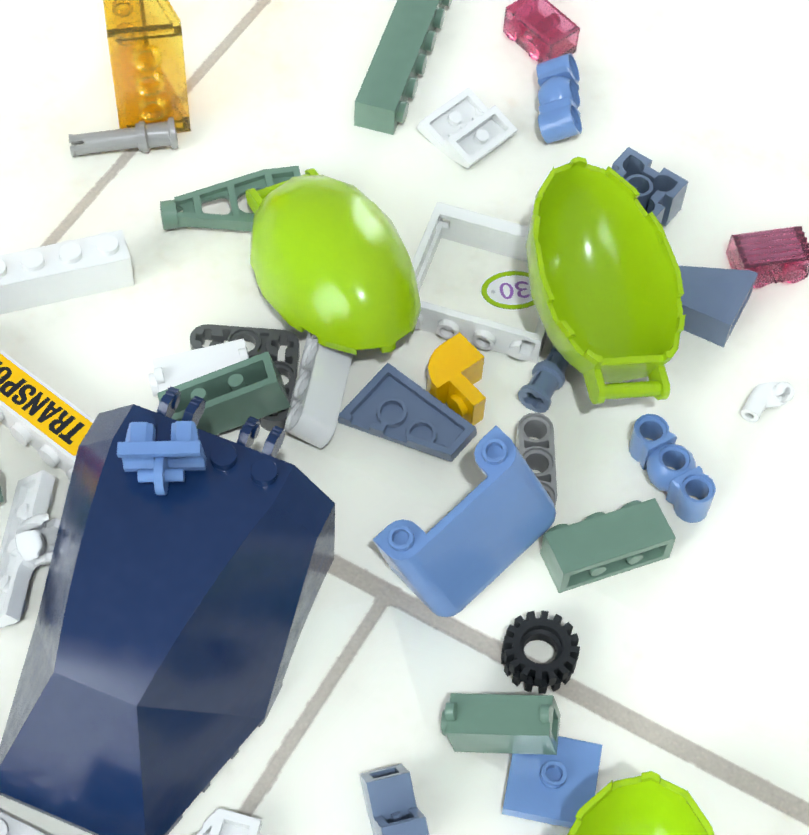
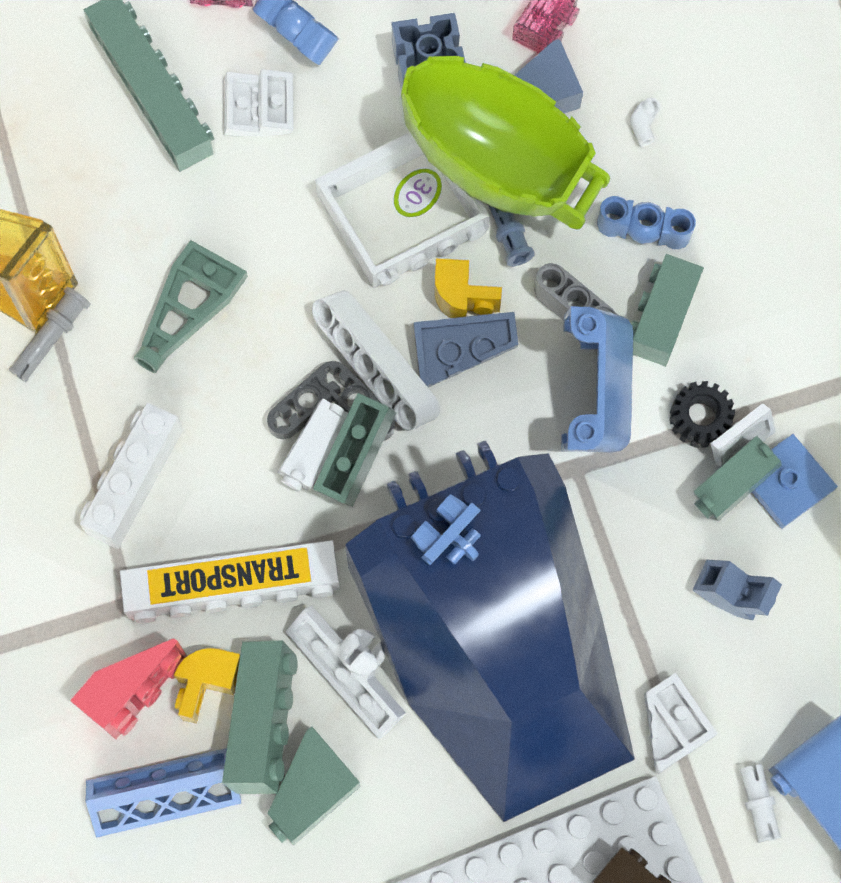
camera: 45 degrees left, 15 degrees up
(332, 263) = (308, 291): lime windscreen -> none
(574, 701) = (757, 423): none -> white plate

